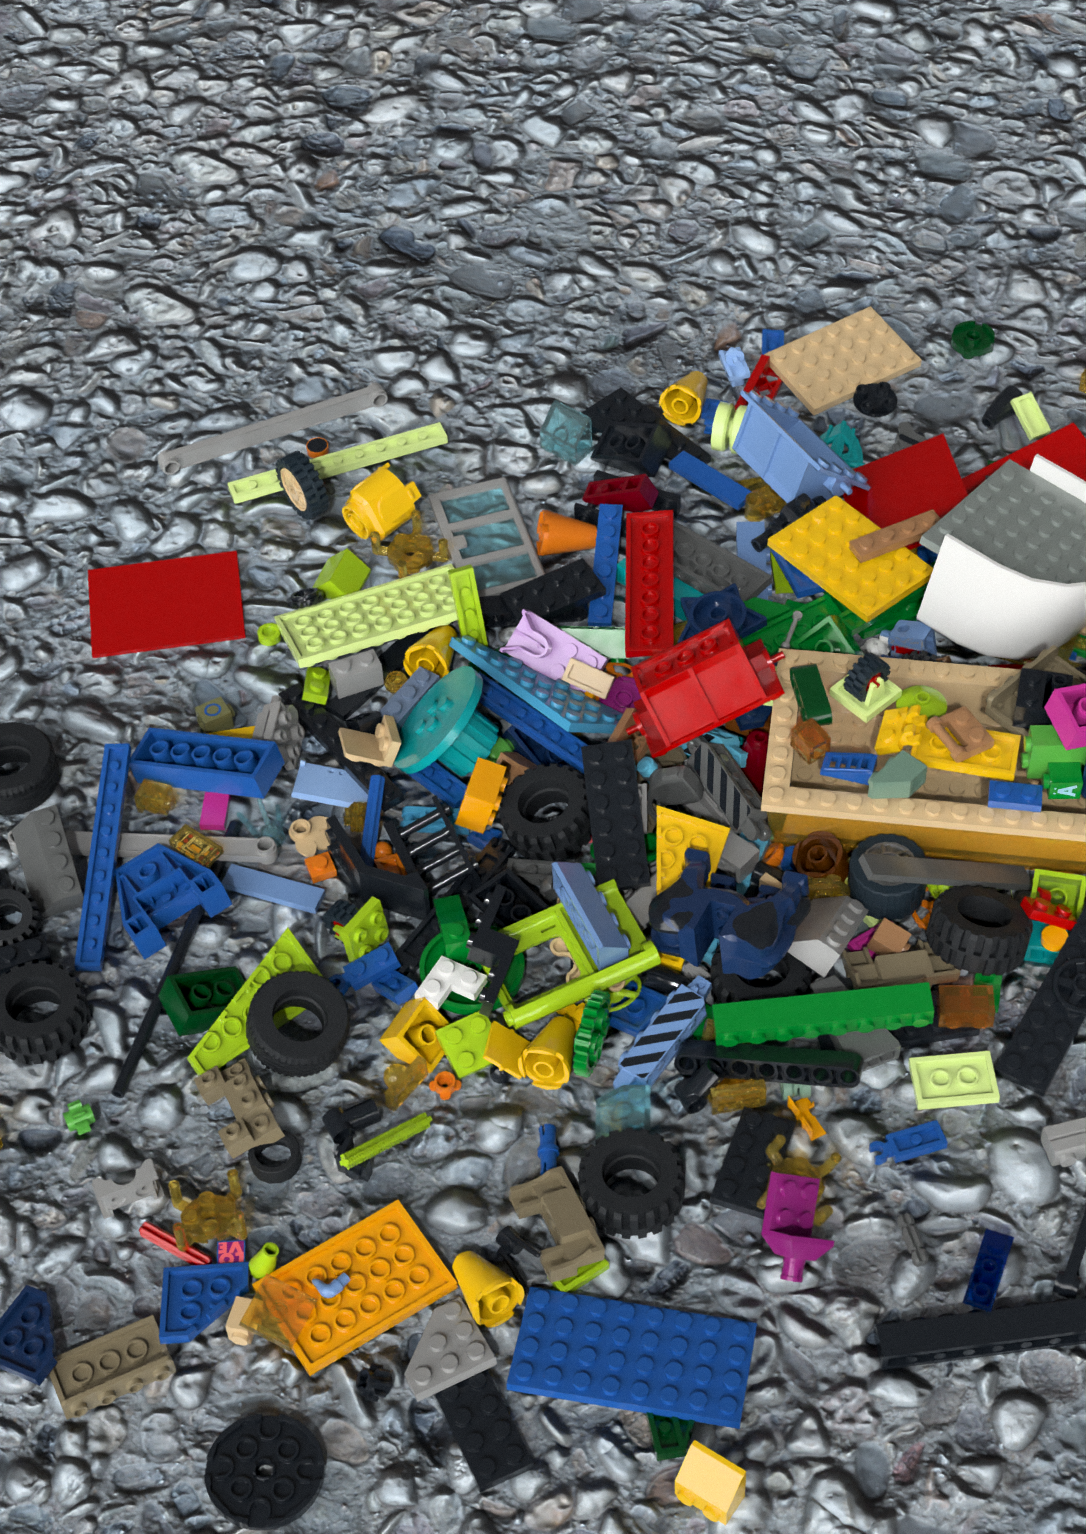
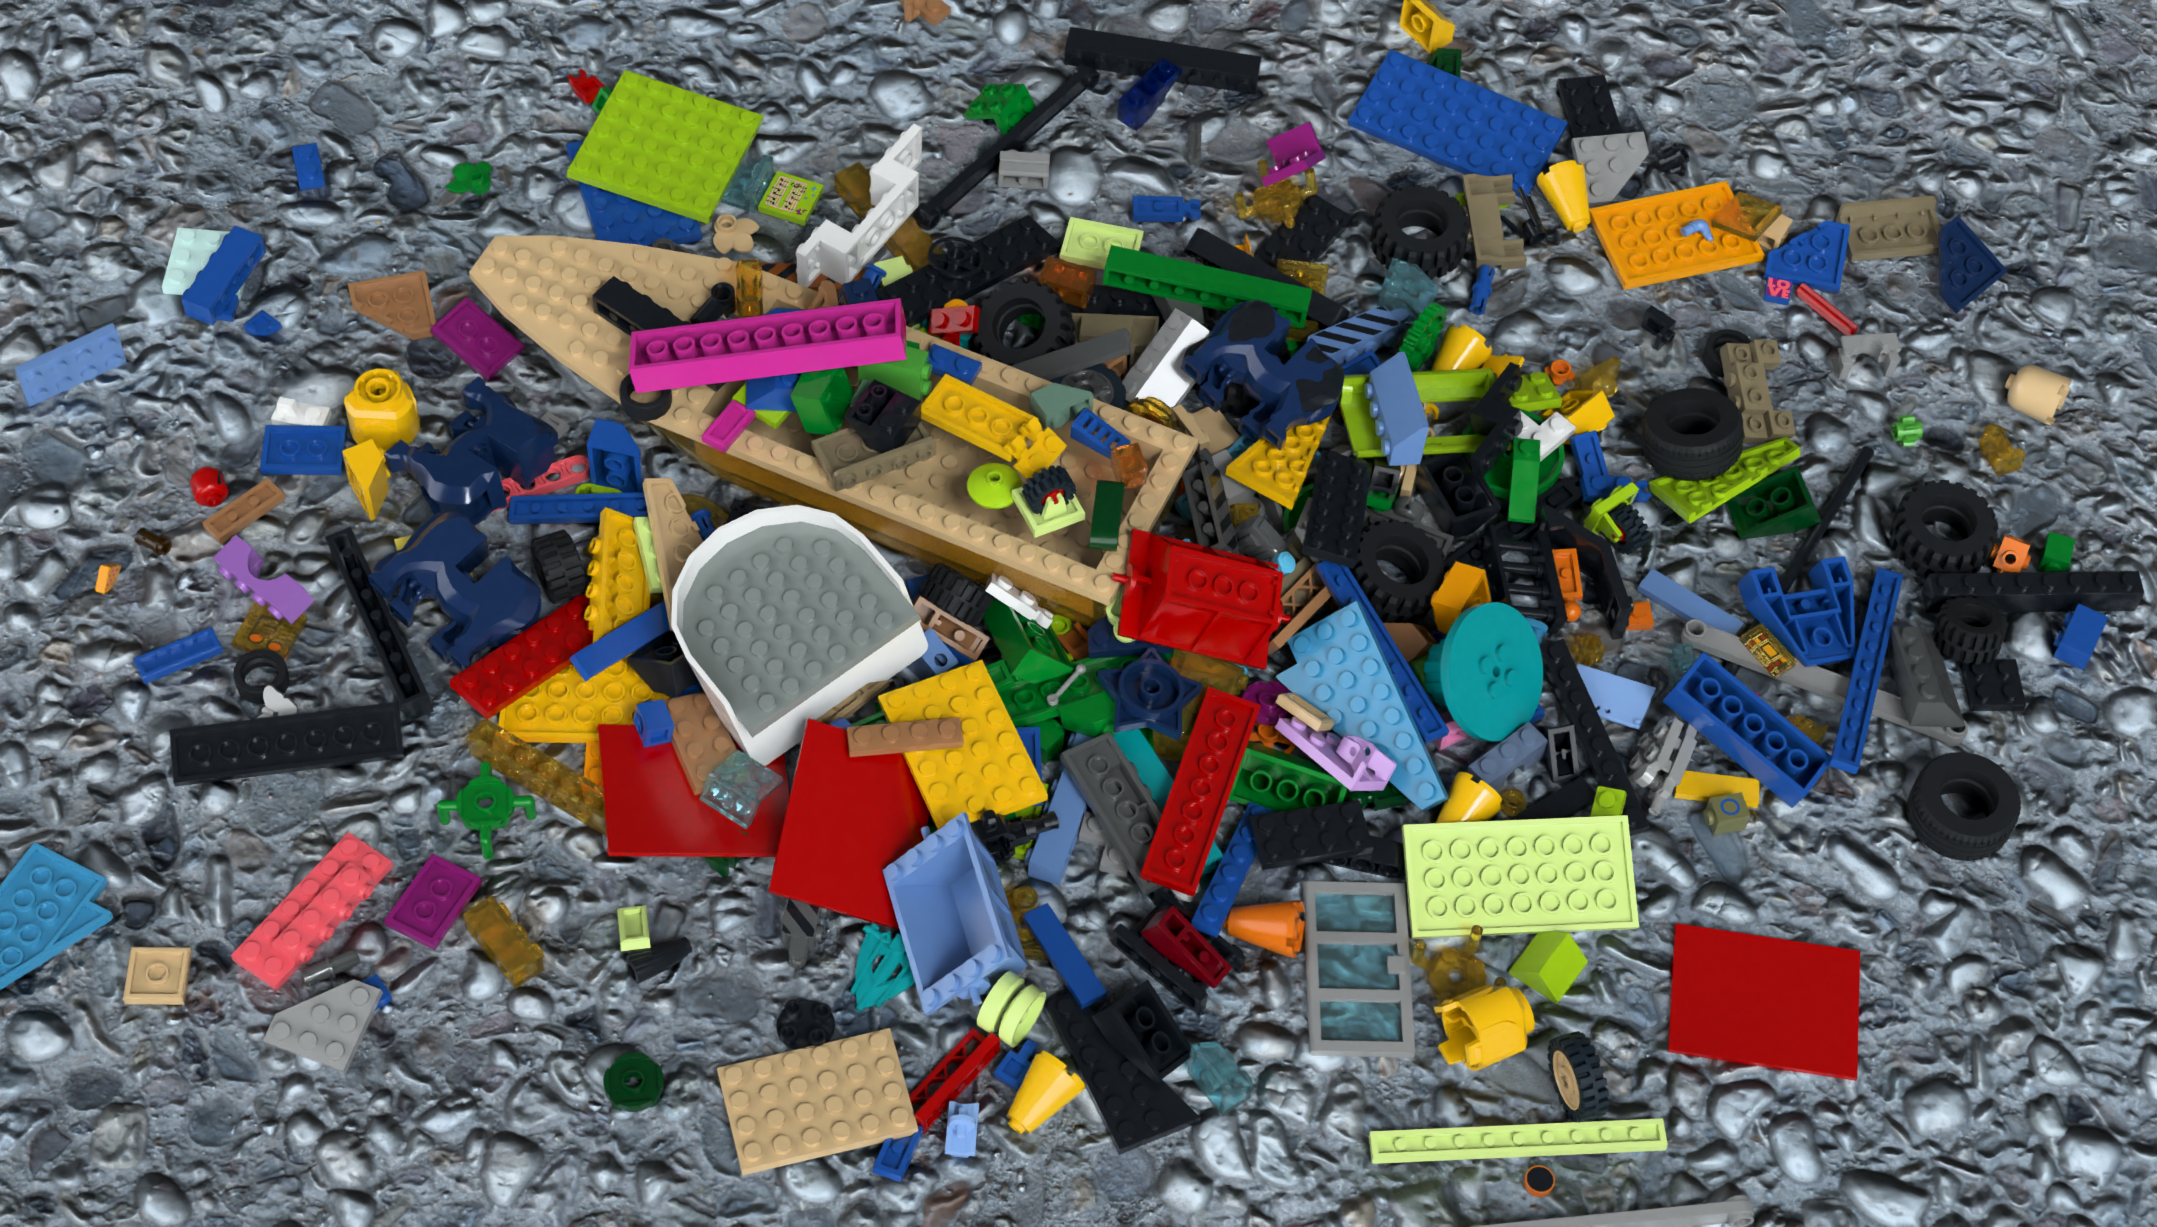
camera: 170 degrees left, 5 degrees up
(194, 1228) = (1797, 304): clear yellow plate -> none
(264, 1261) = (1751, 266): lime cone -> none
(264, 1501) = (1793, 119): black plate -> none
(269, 634) = (1648, 915): lime tile -> none
(305, 598) = (1610, 941): black gear -> none
(312, 836) = (1638, 650): tan plate -> none
(346, 1122) = (1659, 361): black piece -> none
(356, 673) = (1560, 800): light grey brick -> none
(371, 748) = (1564, 701): tan bracket -> none
(372, 819) = (1578, 625): blue axle -> none
(385, 1141) = (1627, 322): lime axle -> none
(467, 603) = (1420, 811): lime plate -> none
(694, 1090) = (1338, 291): black piece -> none
(965, 729) = (971, 424): medium nougat plate -> none

